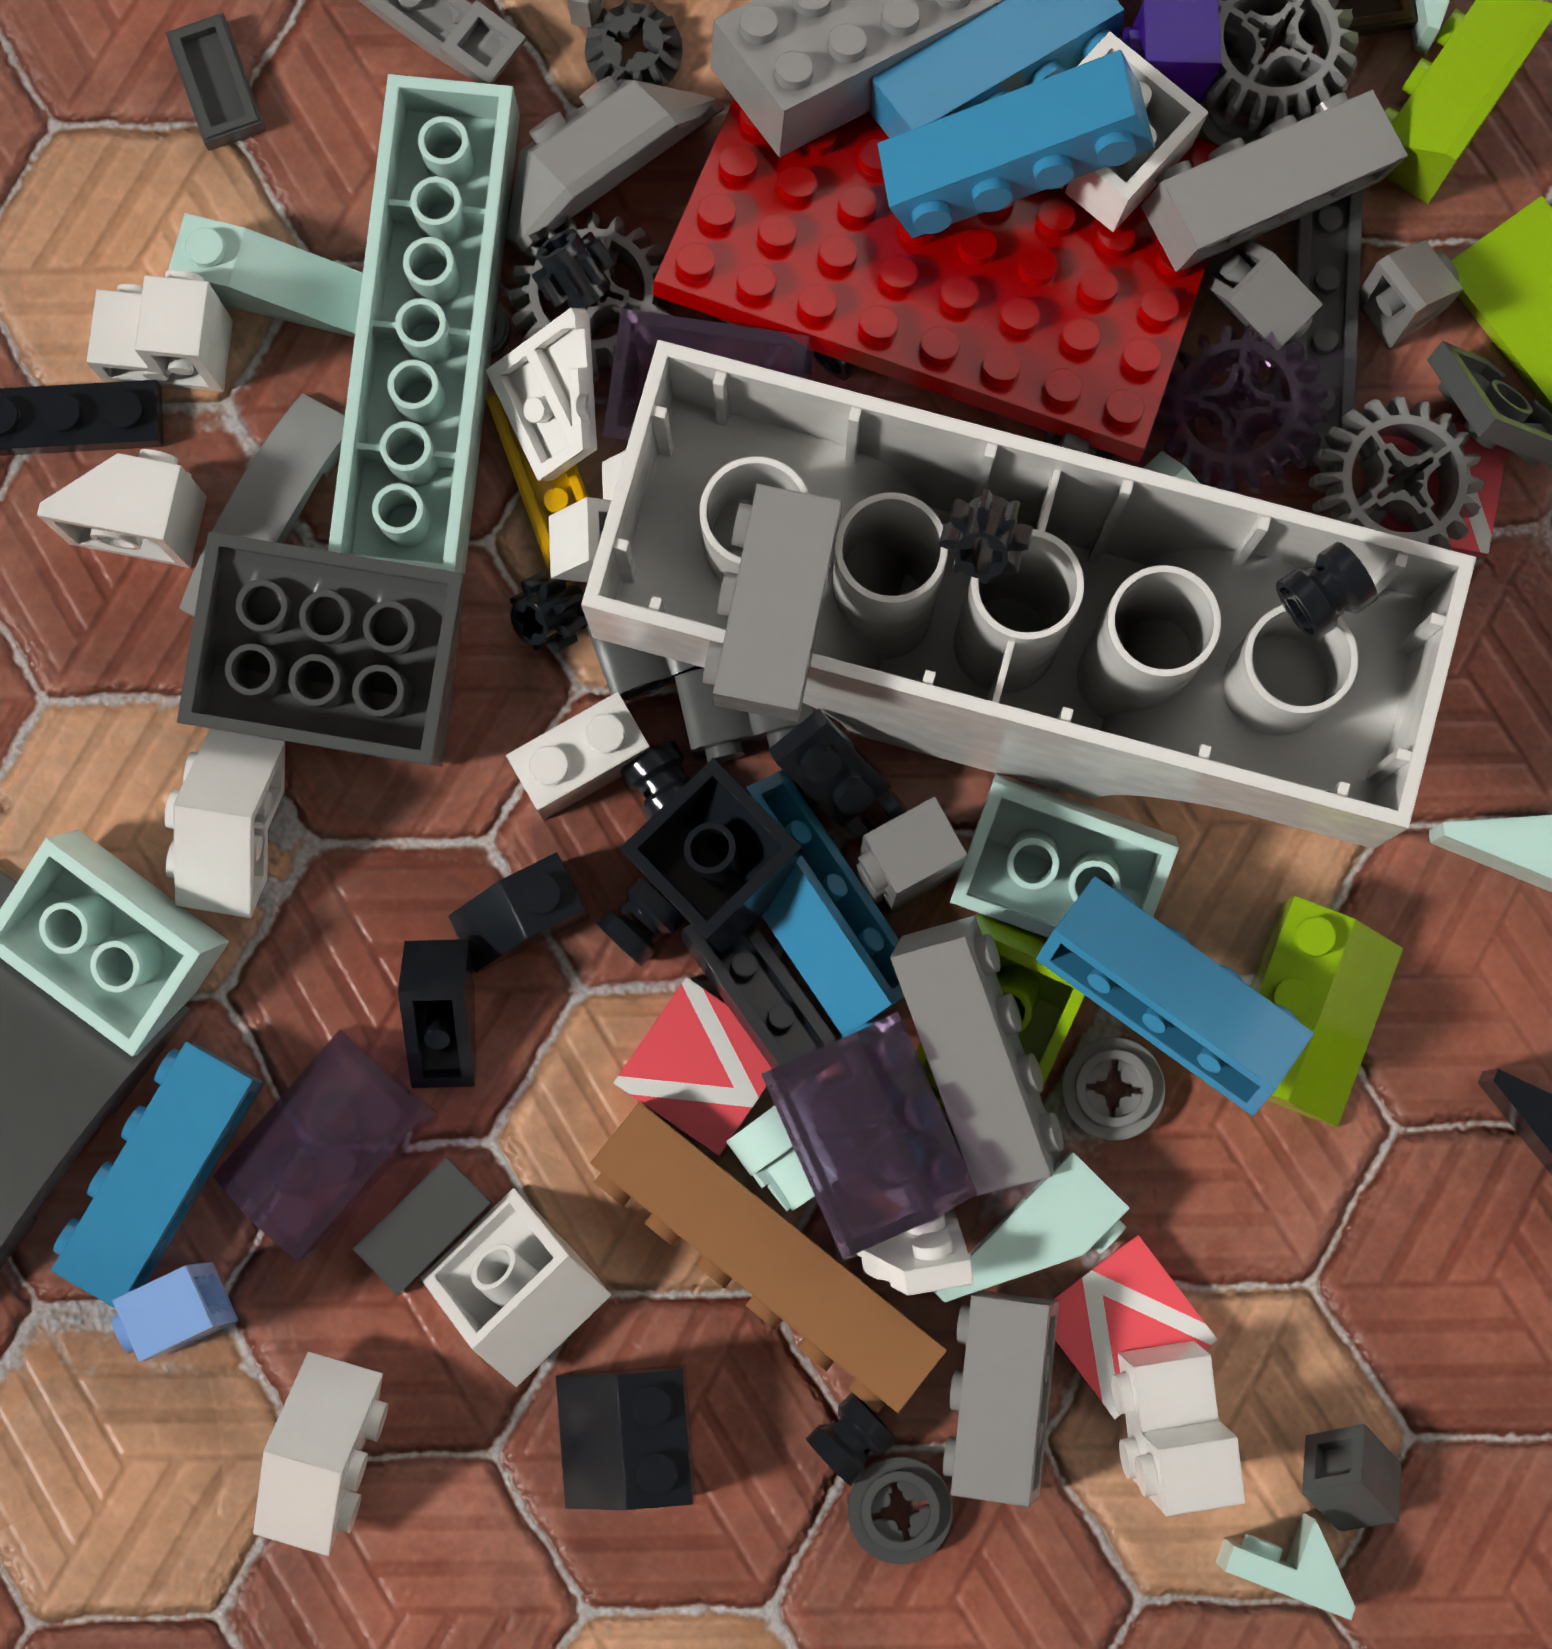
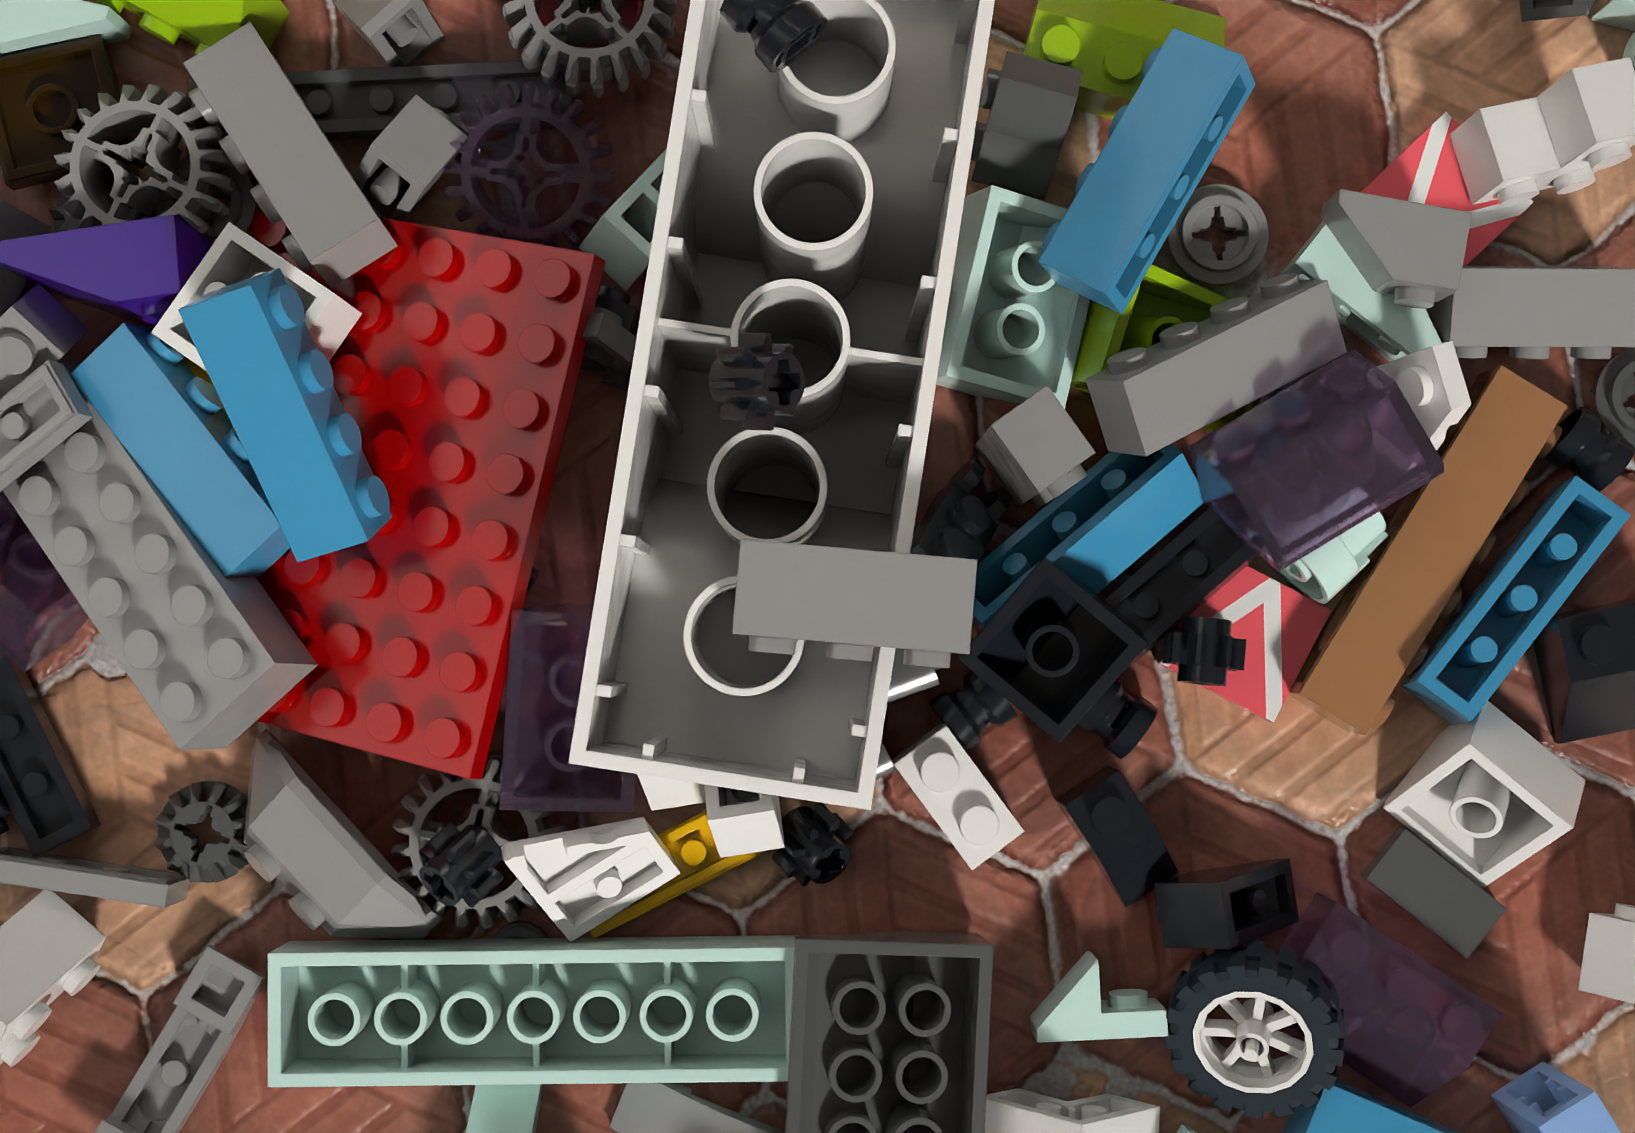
camera: 100 degrees left, 5 degrees up
(344, 1044) = (1245, 1072): none -> black wheel
(350, 853) = (1078, 1014): none -> light aqua slope
(692, 1012) = (1204, 651): none -> black gear
(706, 1335) = (1515, 600): none -> dark azure brick
(1077, 1252) = (1401, 244): none -> light grey slope
(1240, 894) = (1026, 124): none -> dark grey brick

